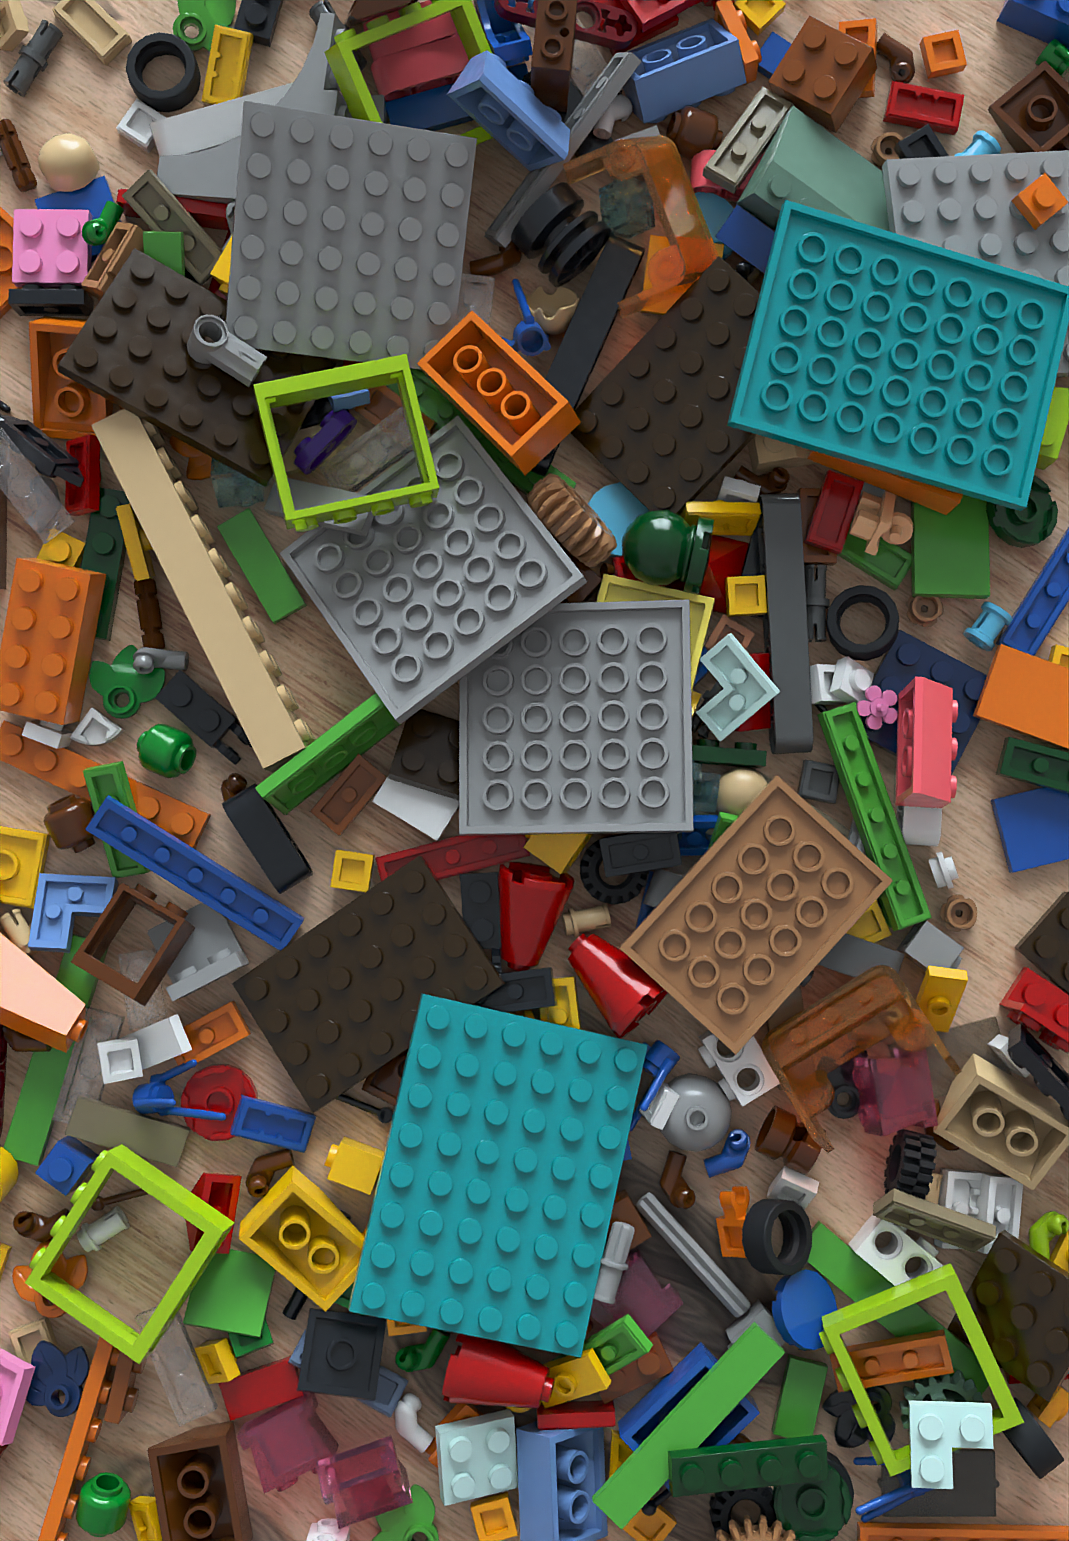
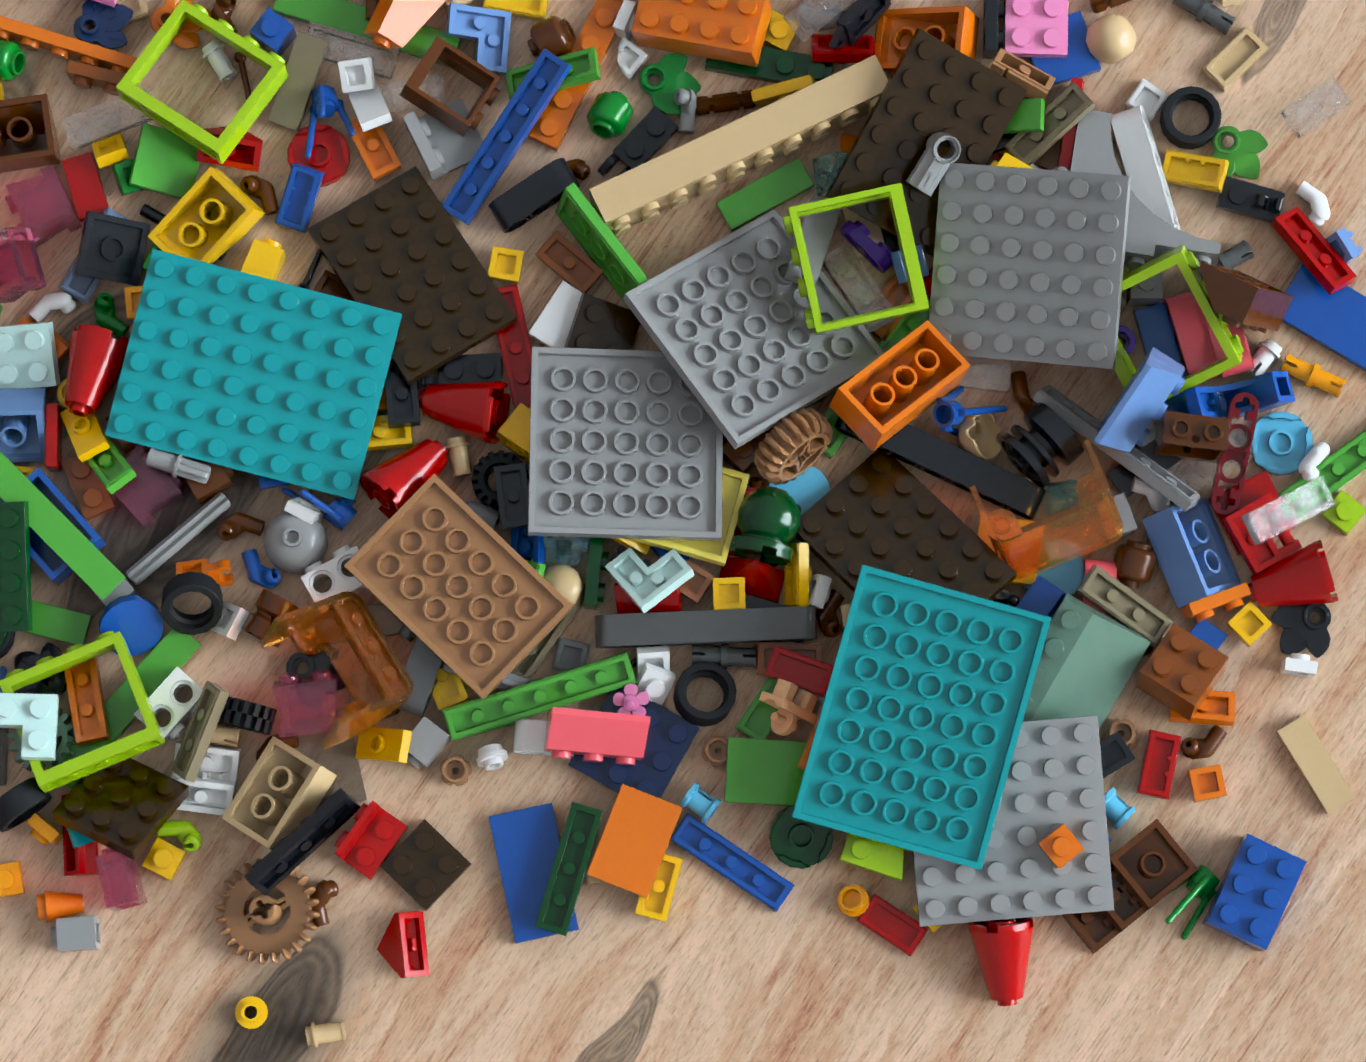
camera: 95 degrees right, 5 degrees down
(99, 229) = (1048, 62): green arm -> none

